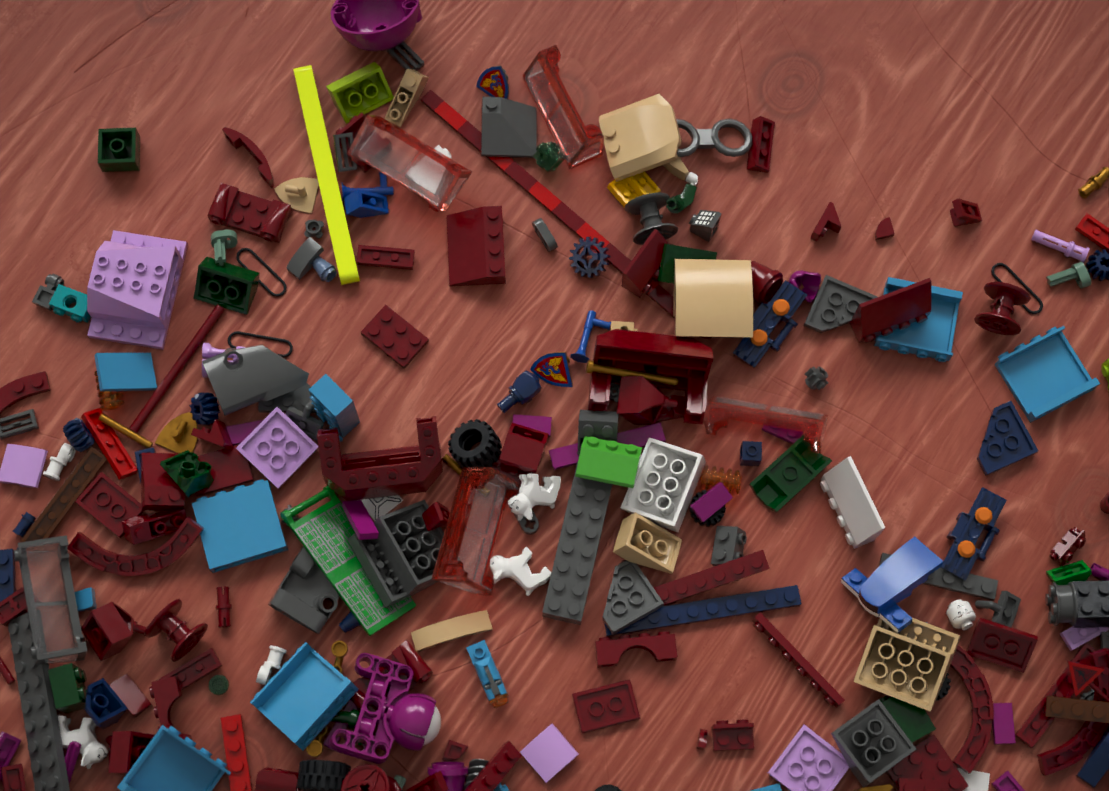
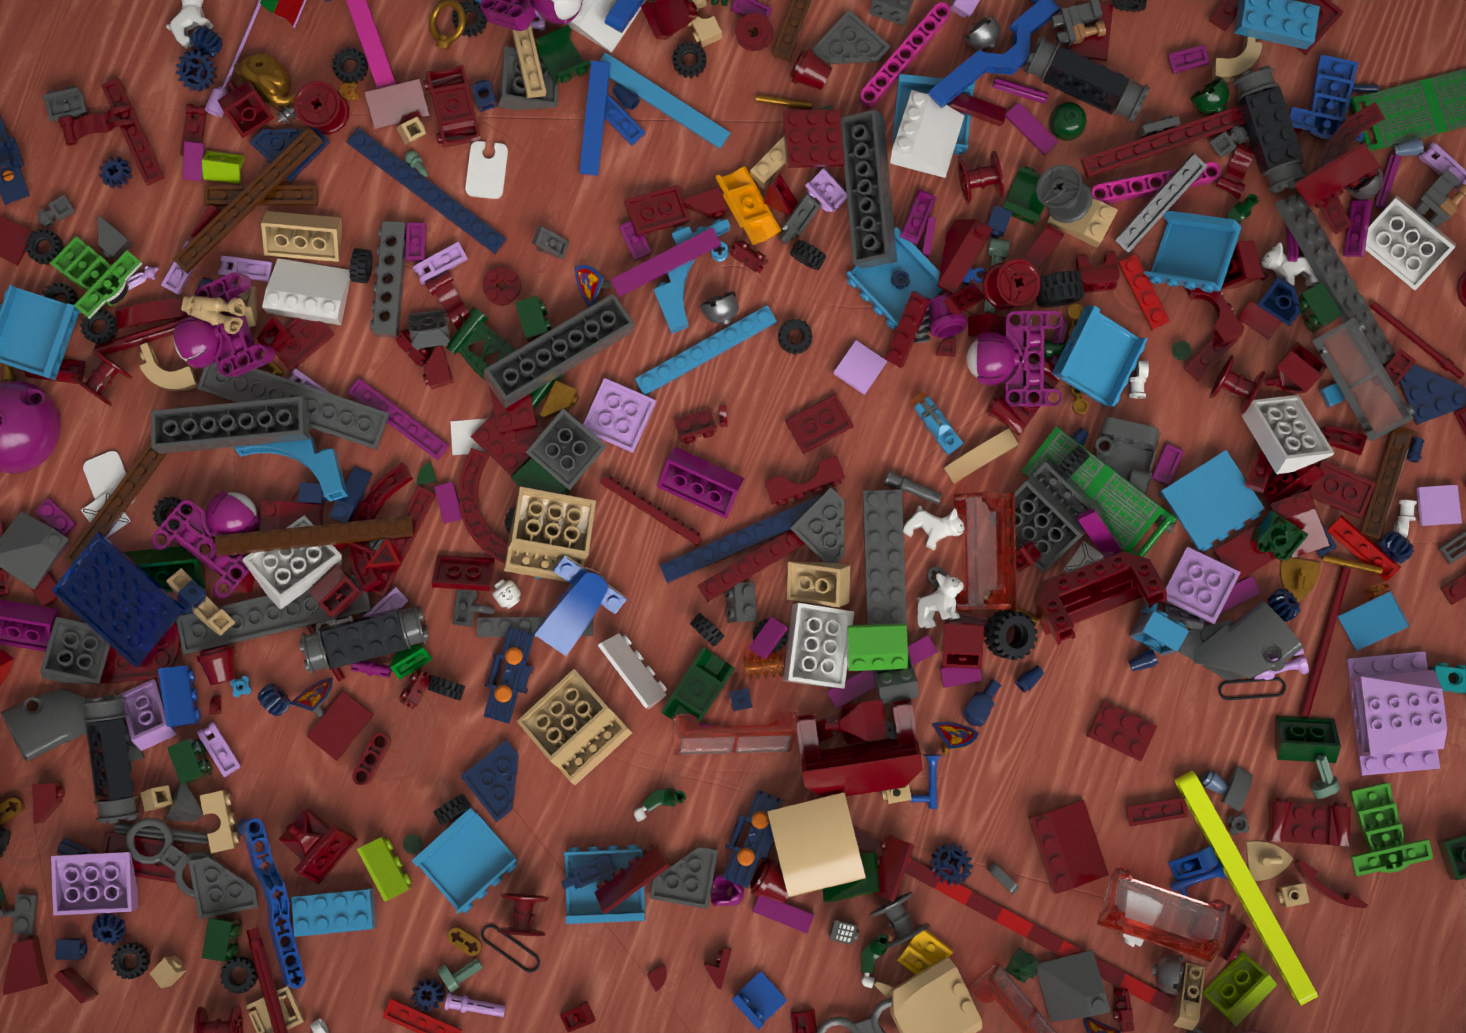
camera: 175 degrees right, 10 degrees up
(144, 568) = (1286, 433): none -> white slope
(185, 186) = (1383, 833): none -> bright green slope
(217, 435) = (1262, 580): dark red slope -> none
(223, 607) = (1201, 421): dark red pin -> none
(248, 249) = (1269, 770): black piece -> none
(270, 574) = (1167, 464): none -> magenta tile
(285, 156) = (1292, 894): none -> tan brick
(338, 153) = (1241, 929): dark grey tile -> none
(356, 392) = (1144, 660): none -> dark blue cone
(366, 591) = (1072, 462): none -> black tyre
(407, 762) = (986, 323): none -> dark red slope
(419, 118) = (1169, 973): none -> flat silver cylinder
(467, 404) = (1028, 679): none -> dark blue cone
(469, 99) = (1123, 1010): none -> dark red piece
(537, 621) = (904, 484): none -> dark grey pin
(624, 372) = (919, 738): pearl gold bar -> none
(741, 676) = (700, 482): none -> magenta slope
(750, 251) = (784, 914): none -> magenta tile
(769, 526) = (707, 629): none -> black tyre
(797, 186) = (759, 999): none -> blue bracket
(816, 378) = (694, 794): dark grey gear -> none
(850, 384) = (663, 797): none -> dark green arm
(919, 469) = (574, 727): none -> tan slope
(931, 332) = (589, 872): none -> dark blue hinge
(1020, 758) = (426, 475): none -> dark green tile
(1038, 536) = (446, 687): none -> black tyre
(1052, 421) = (452, 809): none -> black tyre
(1059, 304) = (462, 944): none -> pearl gold beam
(1095, 402) = (412, 844): none -> clear green plate

